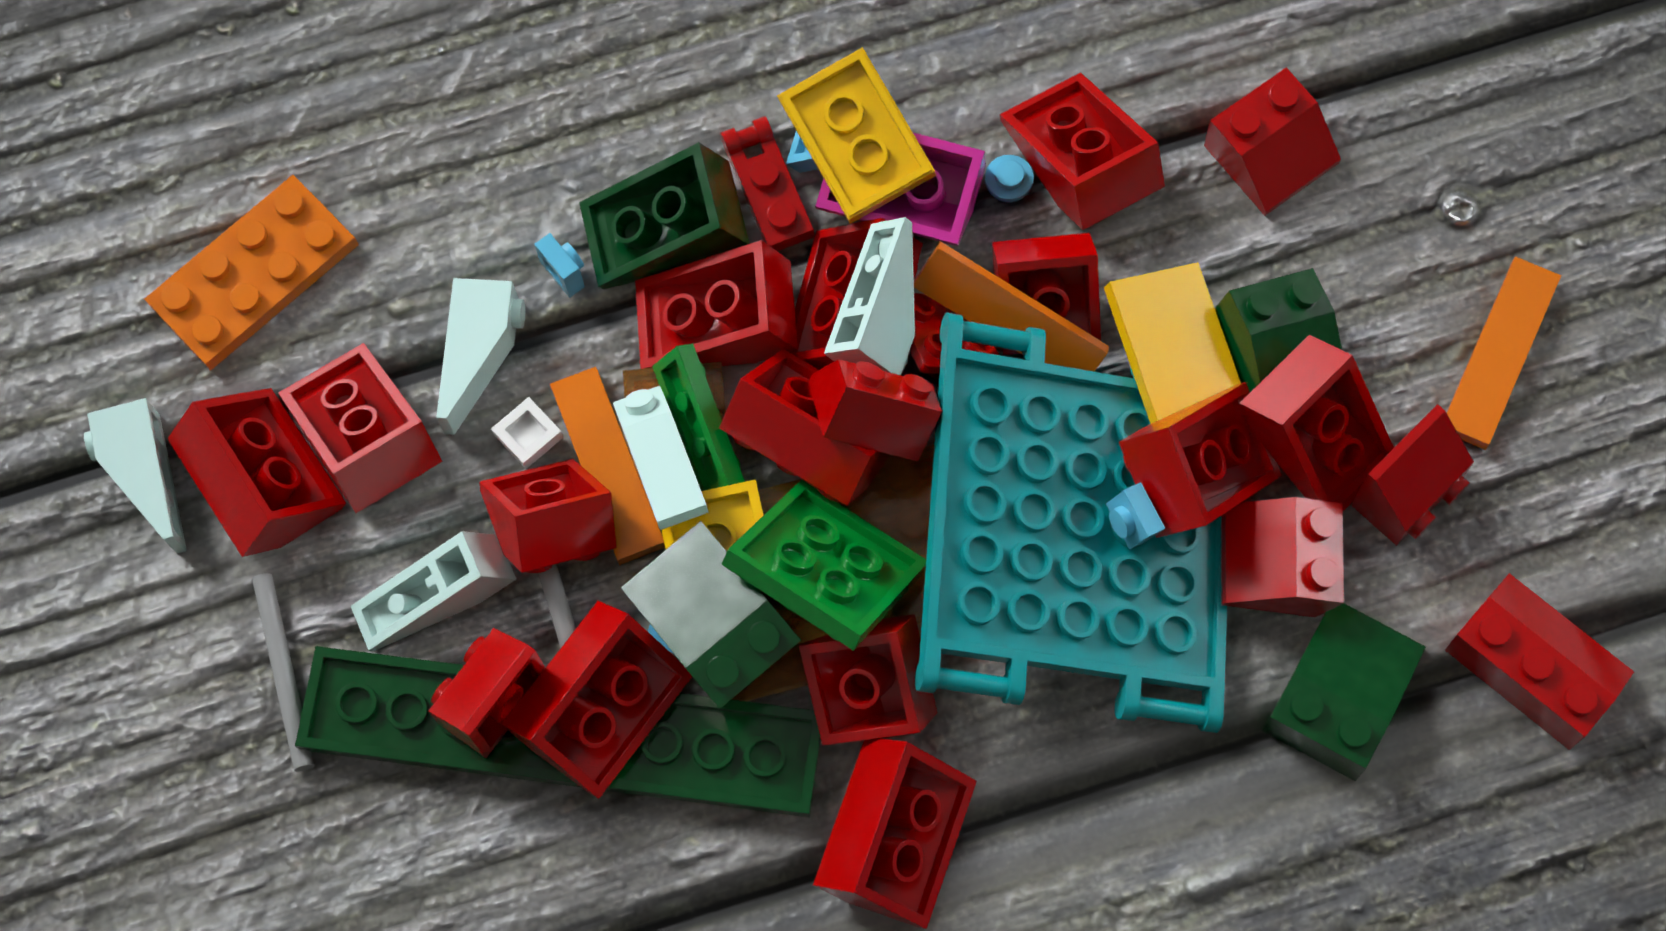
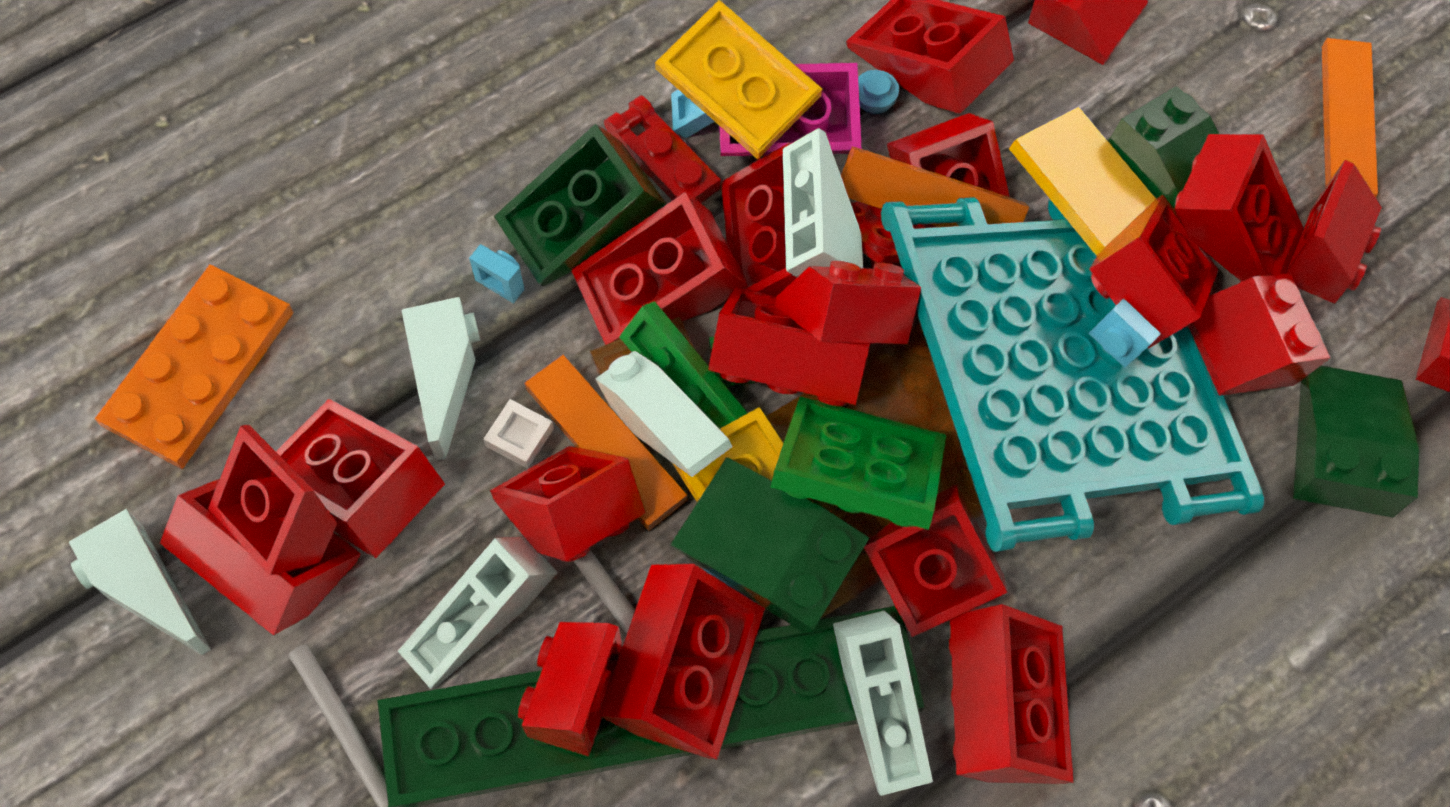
camera: 25 degrees left, 5 degrees down
(269, 440) = (270, 507): none -> red slope
(766, 795) = (883, 700): none -> light aqua slope

